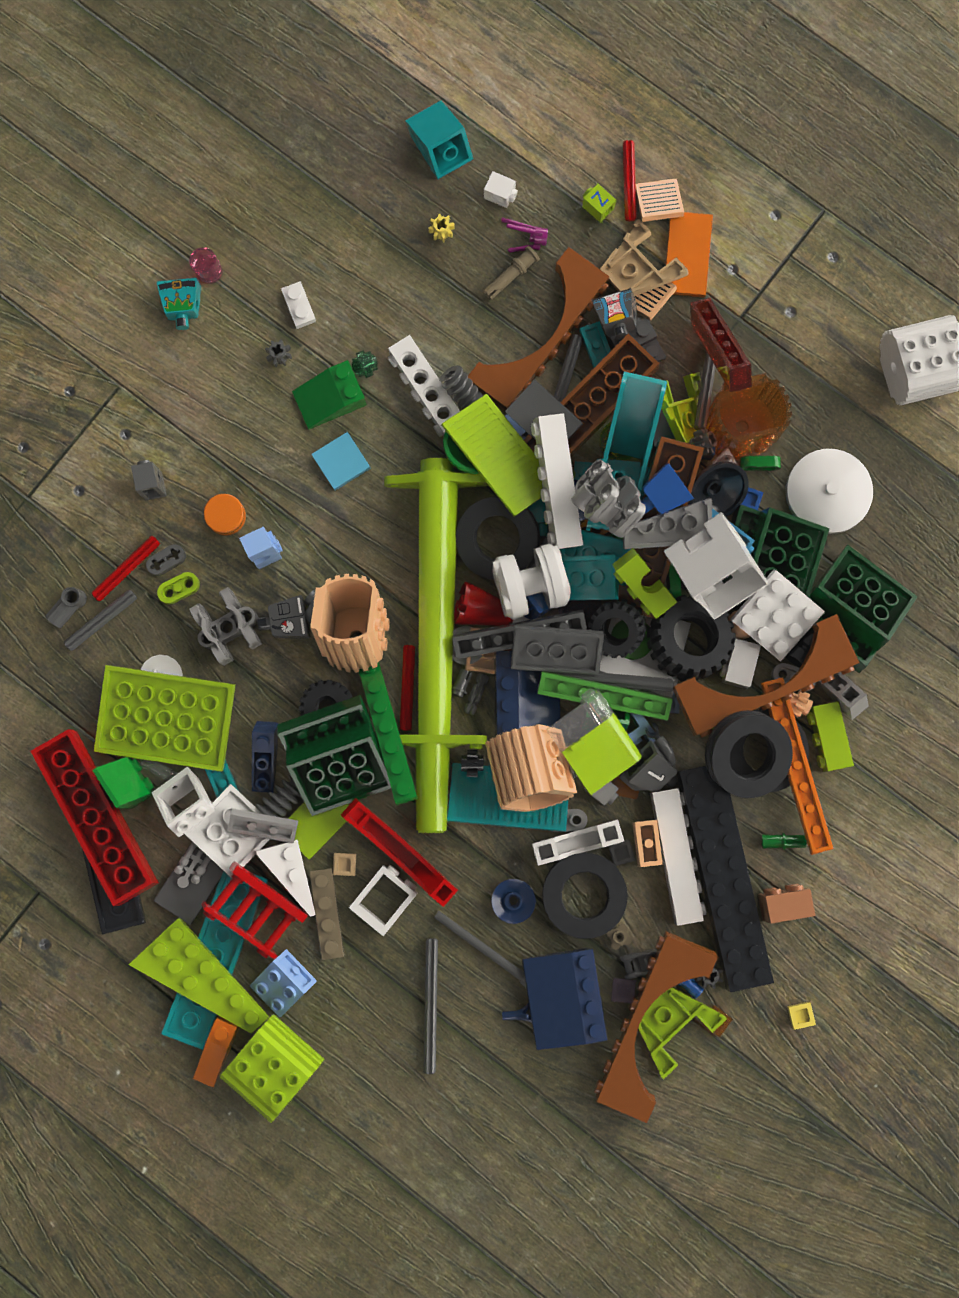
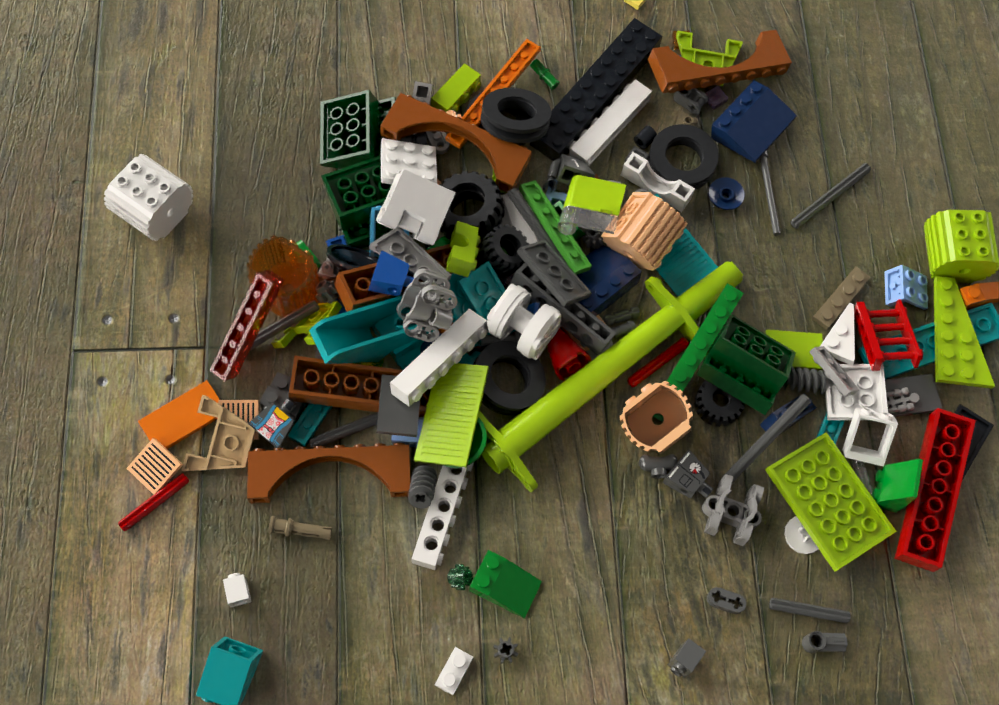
camera: 140 degrees left, 15 degrees down
(125, 568) = (758, 625): red axle -> none
(179, 588) = (737, 571): lime plate -> none
(224, 514) = (657, 585): orange head -> none
(256, 708) = (768, 437): none -> dark grey axle
(261, 547) = (660, 526): light blue arch -> none
(341, 461) = (545, 536): medium azure tile -> none
(344, 864) = (802, 311): tan tile -> none
(367, 915) = (818, 266): white window -> none
(400, 852) = (762, 275): red arch -> none
(441, 222) = (299, 606): light yellow gear -> none
(472, 763) = (670, 279): black gear -> none
(517, 1015) = (786, 143): dark blue bar -> none
(537, 234) = (253, 533): magenta plant -> none
(598, 202) = (191, 508): lime brick -> none
(635, 878) = (645, 137): none -> black piece
(647, 843) = (619, 142): light nougat brick -> none
(741, 665) = (455, 165): white brick -> none
(786, 904) = (583, 43): nougat brick -> none
(830, 490) = (290, 203): white dish -> none

